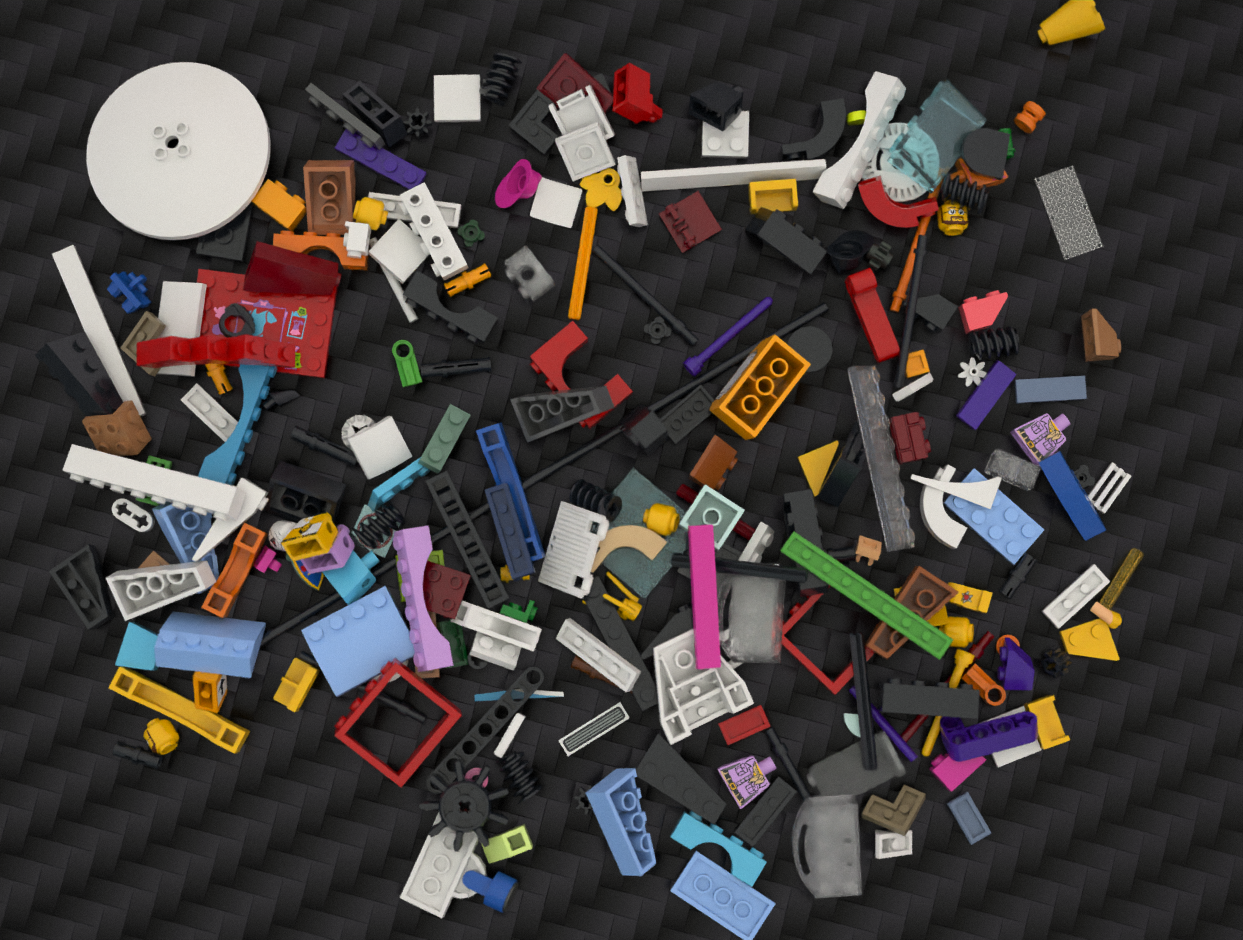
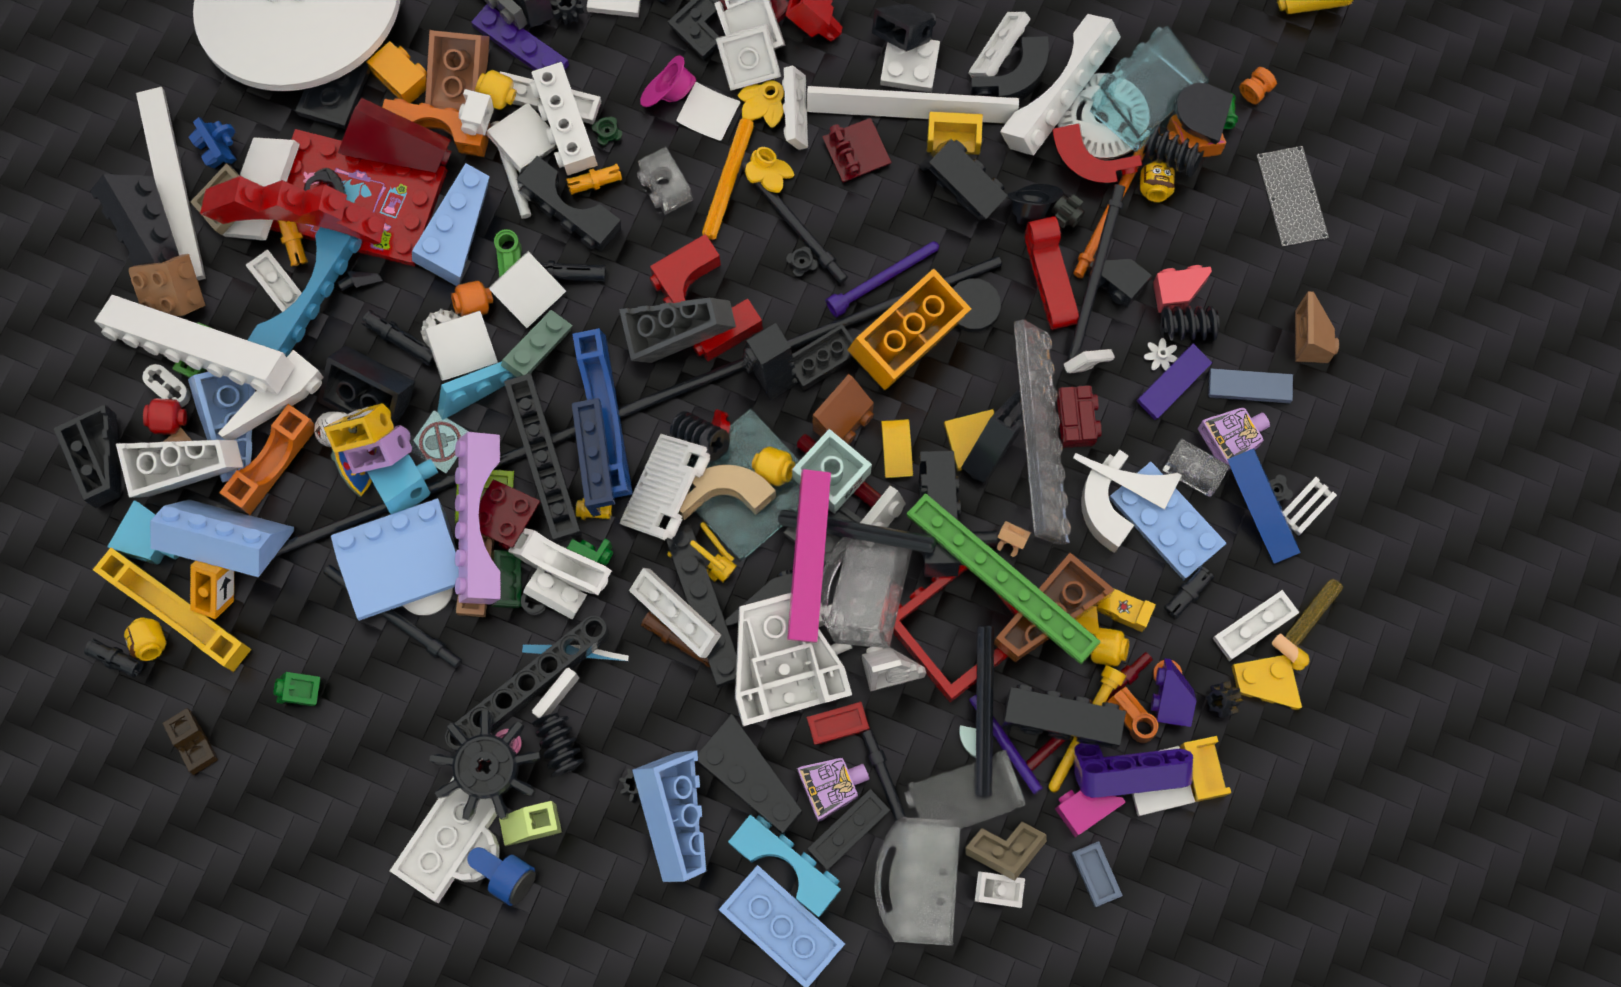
camera: 15 degrees right, 10 degrees down
(138, 544) = (164, 416): none -> red head
(215, 814) = (190, 741): none -> dark brown slope
(266, 560) = (307, 454): dark pink tile -> none
(295, 760) = (297, 688): none -> green bracket
(296, 684) = (316, 603): yellow panel -> none
(353, 348) = (450, 232): none -> light blue wedge
(380, 404) = (471, 298): none -> orange head
(380, 525) = (445, 432): black piece -> none
(427, 390) = (527, 289): none -> white tile
(427, 745) = (399, 614): red window -> none
(594, 729) = (657, 704): sticker -> none
(608, 483) = (719, 420): none -> red tile
(617, 252) = (767, 170): none -> yellow plate
(761, 485) = (897, 448): none -> yellow slope
(781, 676) = (889, 668): none -> white wedge
(801, 109) = (1000, 44): none -> white plate
(856, 117) = (1059, 61): neon yellow tile -> none
(916, 364) = (1096, 337): light orange tile -> none

